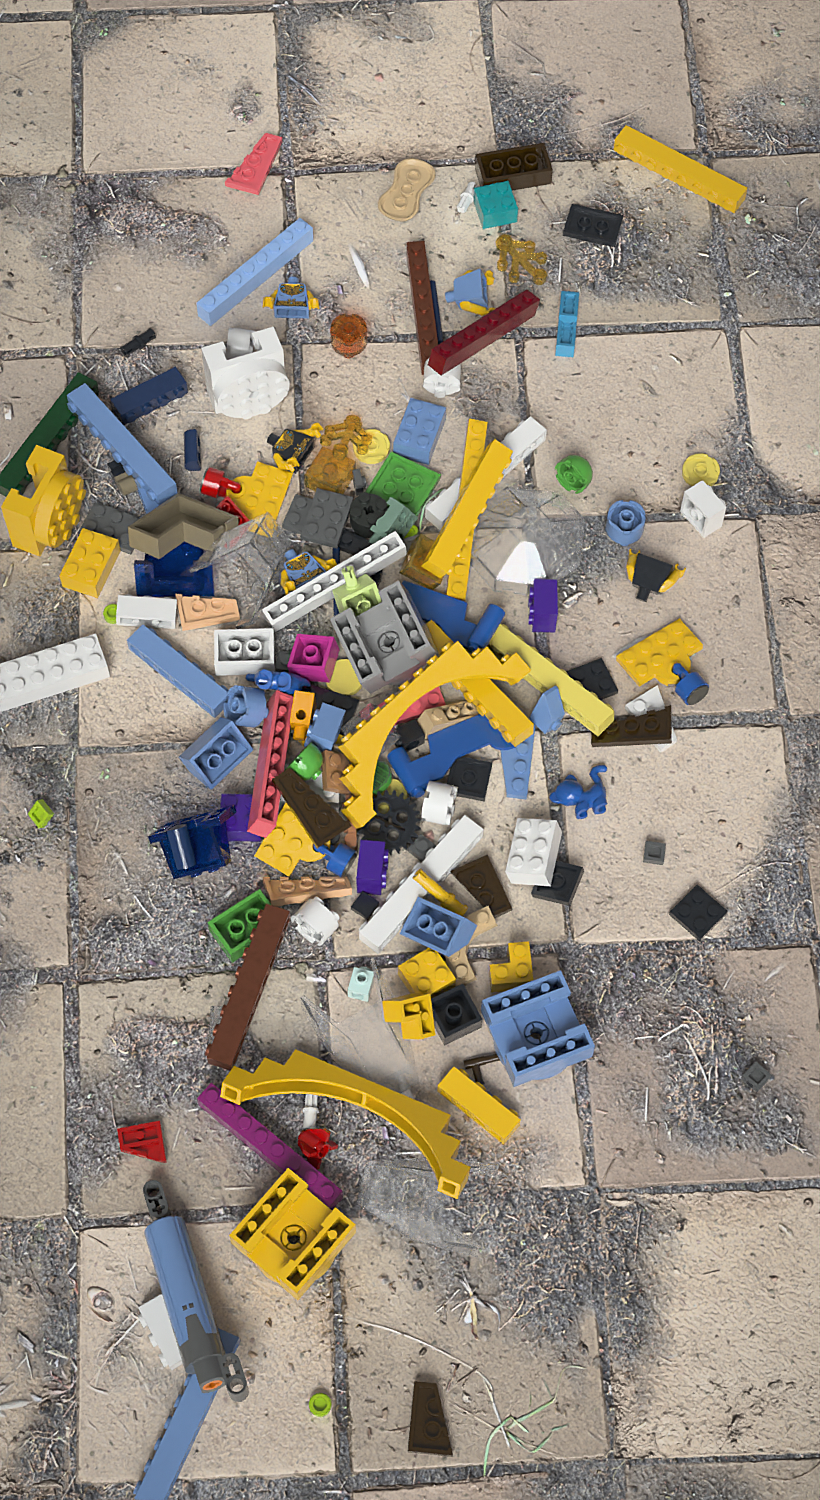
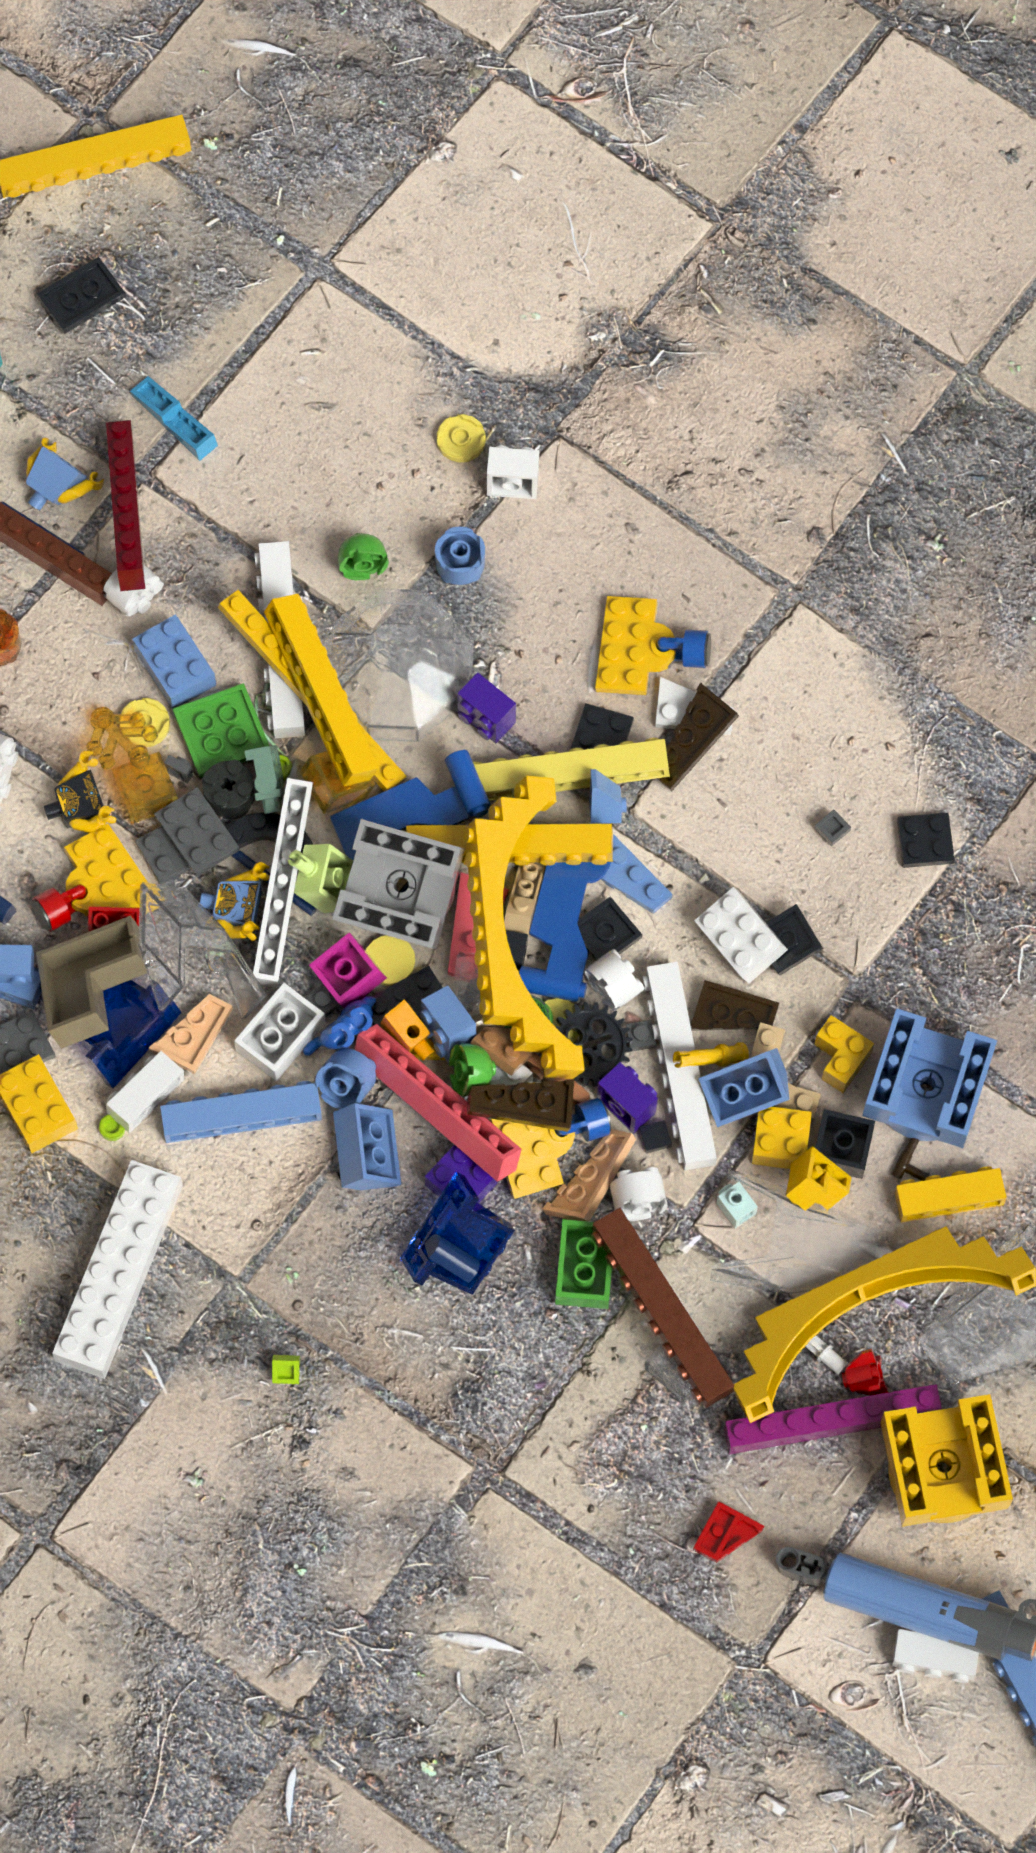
camera: 50 degrees left, 5 degrees up
(506, 244) = (53, 397): clear yellow plant -> none
(571, 793) = (705, 850): blue animal -> none
(651, 575) = (538, 582): black torso -> none

